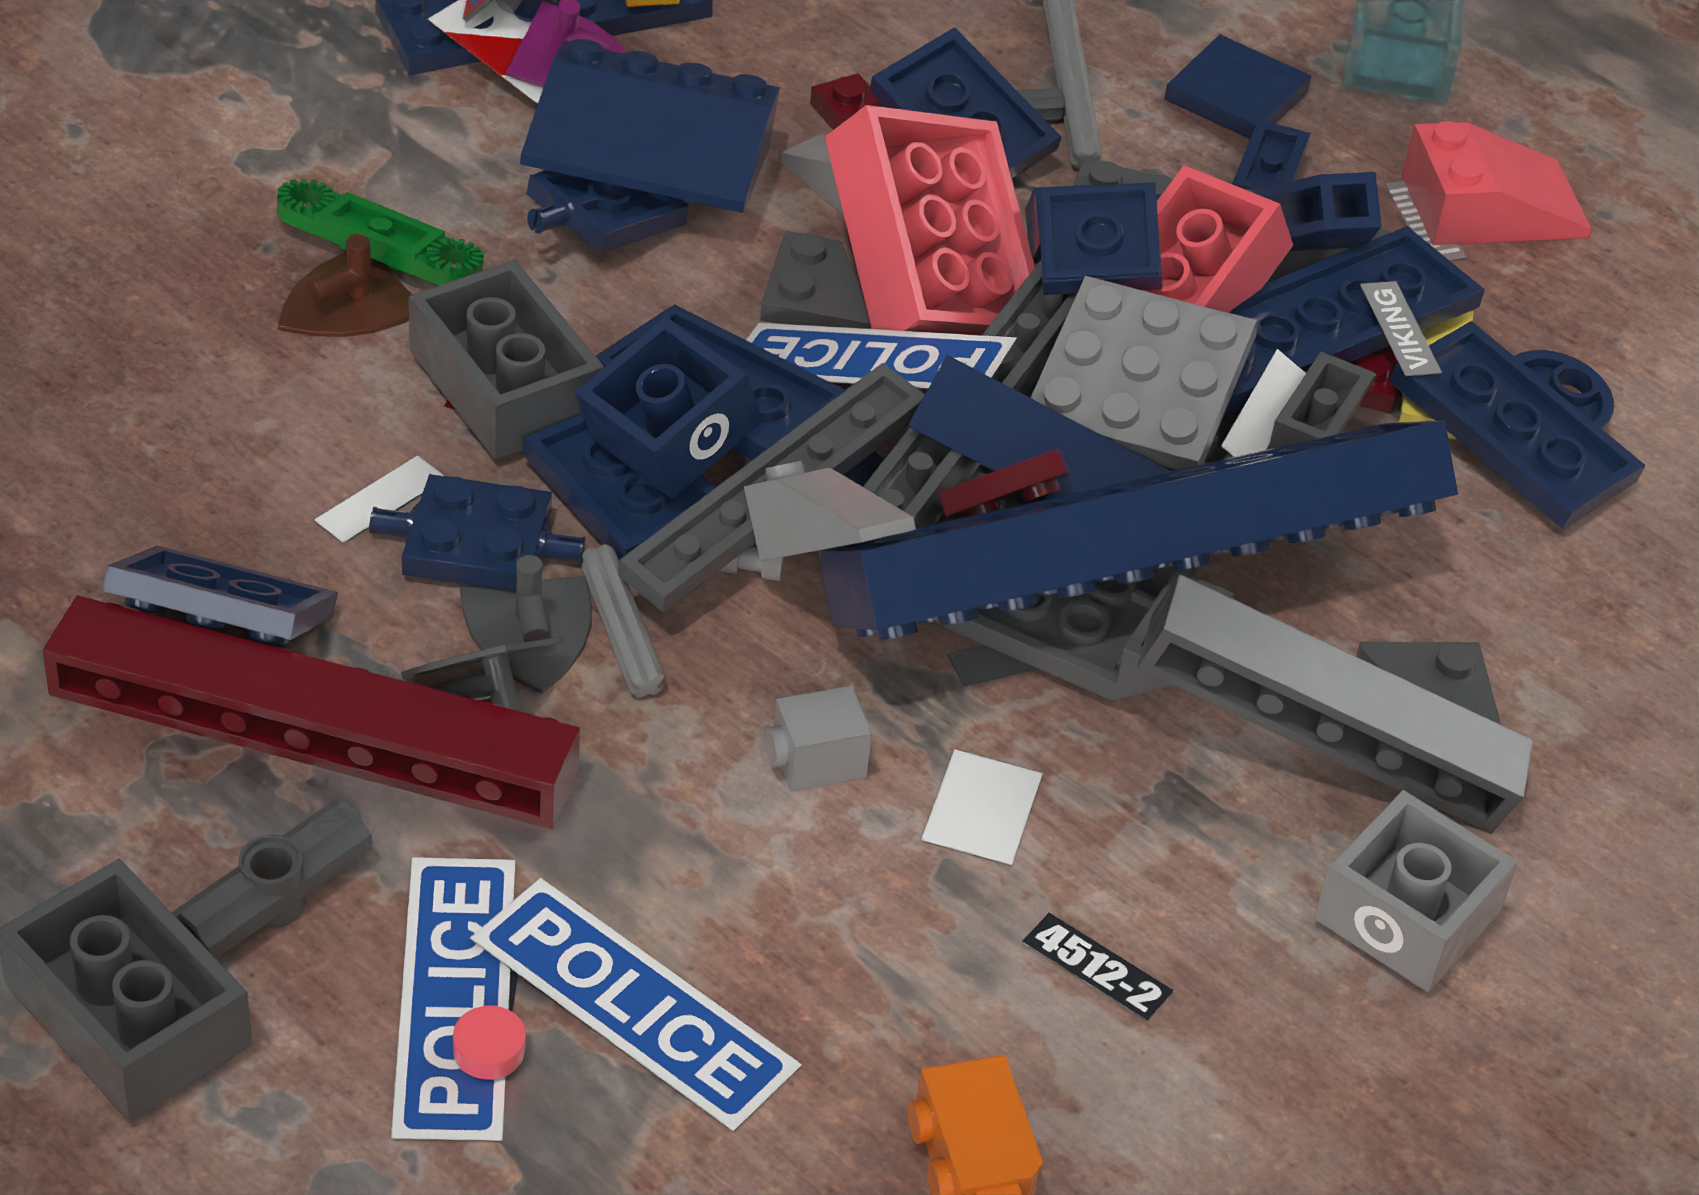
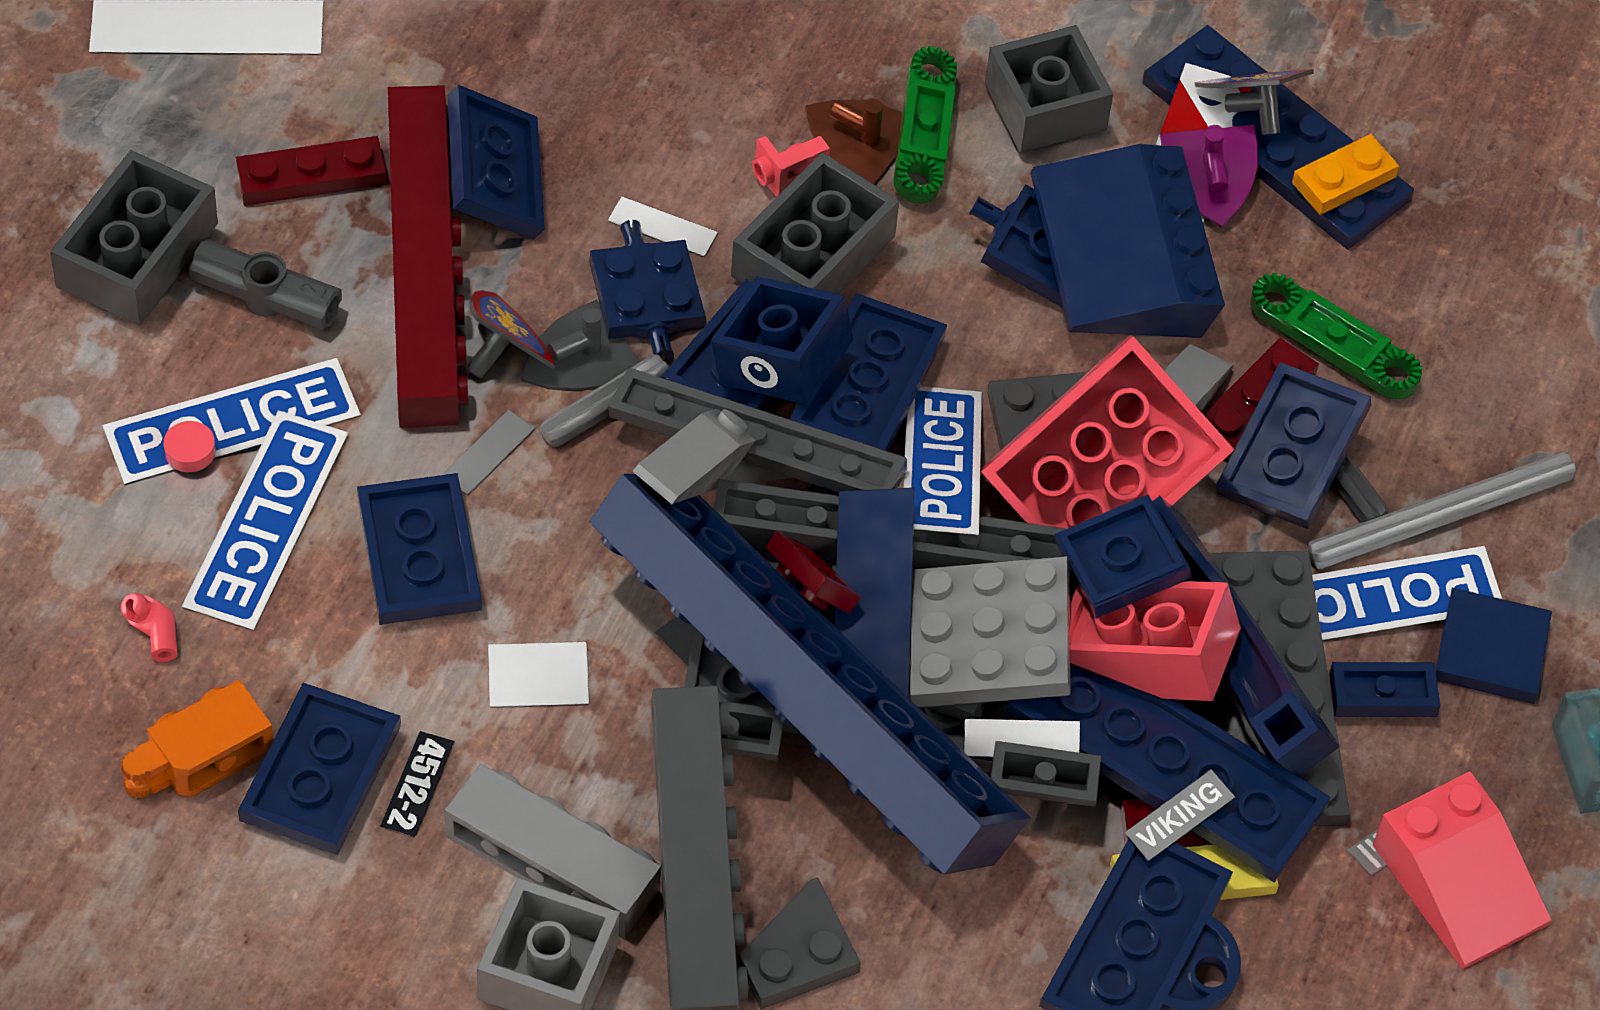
camera: 70 degrees right, 10 degrees up
(95, 791) = (311, 170): none -> dark red plate
(373, 362) = (782, 168): none -> coral bracket
(402, 120) = (1048, 88): none -> dark grey brick
(635, 755) = (490, 450): none -> light grey sticker
(758, 1157) = (155, 621): none -> coral arm
(765, 852) = (419, 548): none -> dark blue plate
(819, 738) = (536, 548): light grey brick -> none
(833, 48) = (1336, 336): none -> green plate
(1066, 1044) = (319, 768): none -> dark blue plate
(1150, 122) = (1399, 591): none -> sticker
(1252, 854) = (549, 846): none -> light grey brick

